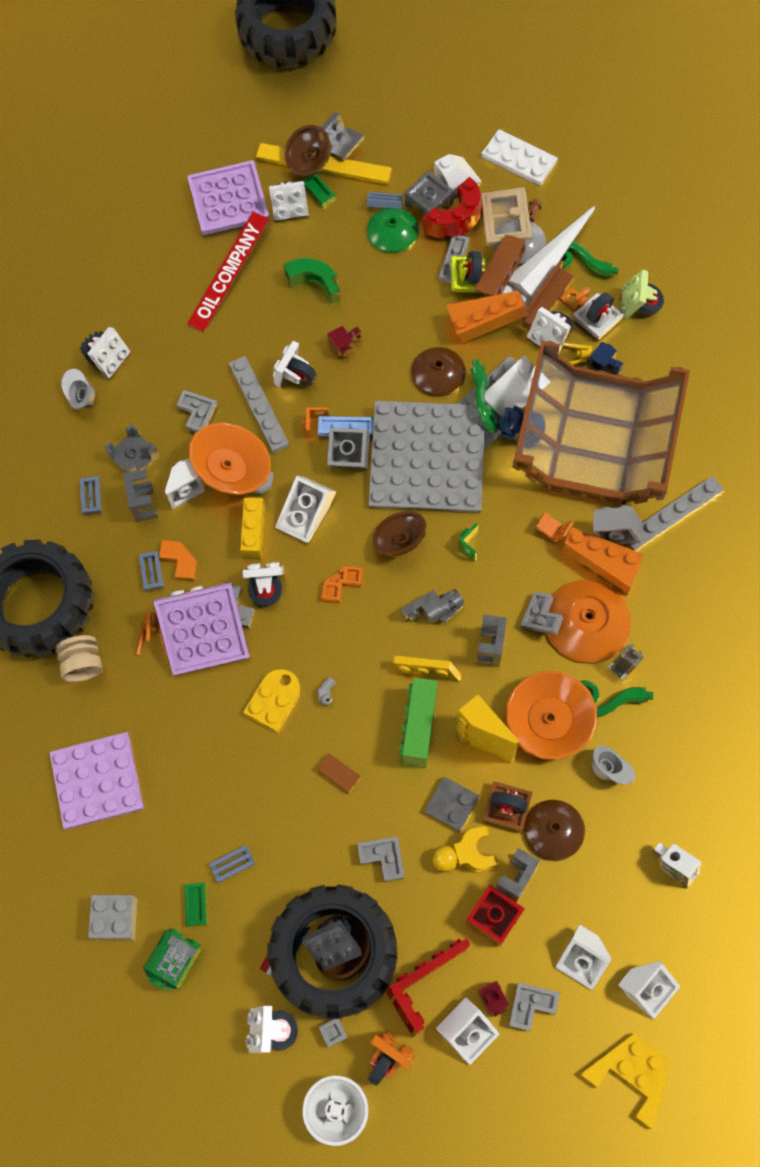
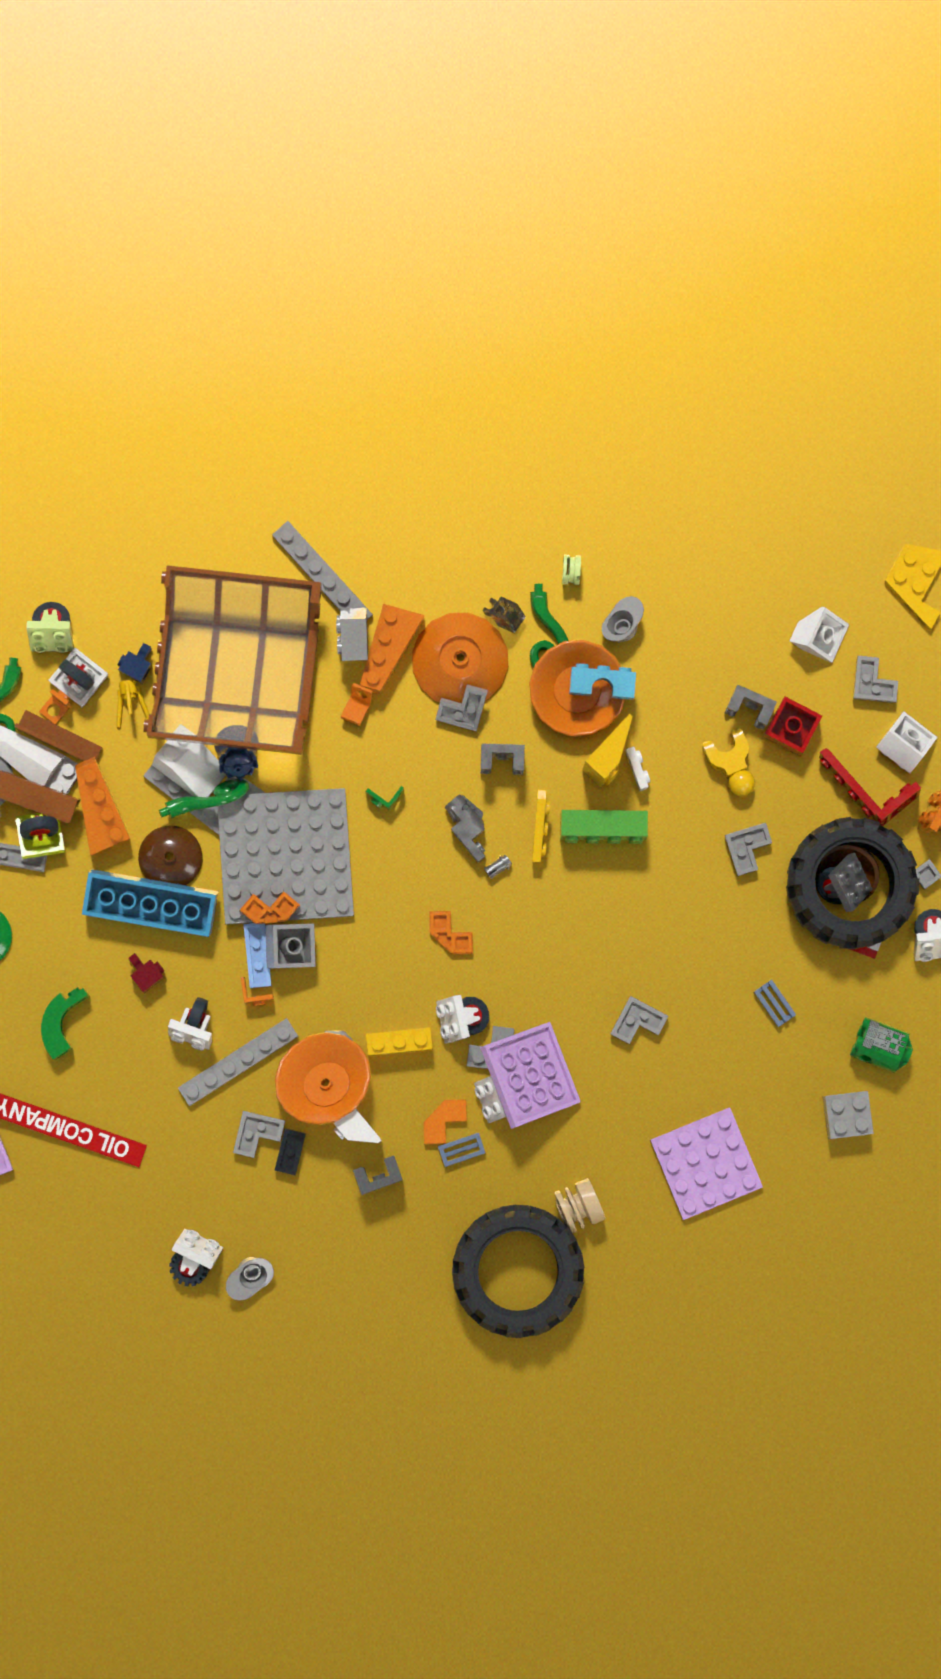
camera: 105 degrees left, 15 degrees up
(92, 509) = (395, 1233): sand blue tile -> none
(132, 452) = (320, 1198): dark grey panel -> none
(150, 624) = (524, 1137): orange plant -> none
(175, 434) = (290, 1151): none -> black plate
(196, 904) = (821, 1034): green tile -> none
(242, 734) = (636, 1014): none -> light grey plate
(273, 700) = (594, 989): yellow plate -> none
(304, 508) = (366, 986): white slope -> none
(324, 691) = (579, 934): light grey arm -> none
(338, 773) = (664, 906): dark orange tile -> none
(378, 440) = (279, 911): none -> orange tile
(397, 633) = (498, 866): none -> flat silver pin
(399, 533) = (379, 880): reddish brown dish -> none
(400, 346) = (149, 903): none -> dark azure brick
(452, 804) = (681, 783): flat silver plate -> none
(463, 764) = (641, 777): none -> white plate
(493, 999) = (873, 720): dark red brick -> none
(507, 806) = (677, 725): dark orange plate -> none
(549, 843) = (692, 690): reddish brown dish -> none
(550, 327) = (106, 728): white plate -> none
(557, 716) = (621, 681): none -> medium azure arch
(649, 987) = (840, 568): white slope -> none
(664, 725) = (573, 569): none -> yellowish green wheel
(685, 867) = (721, 540): white torso -> none

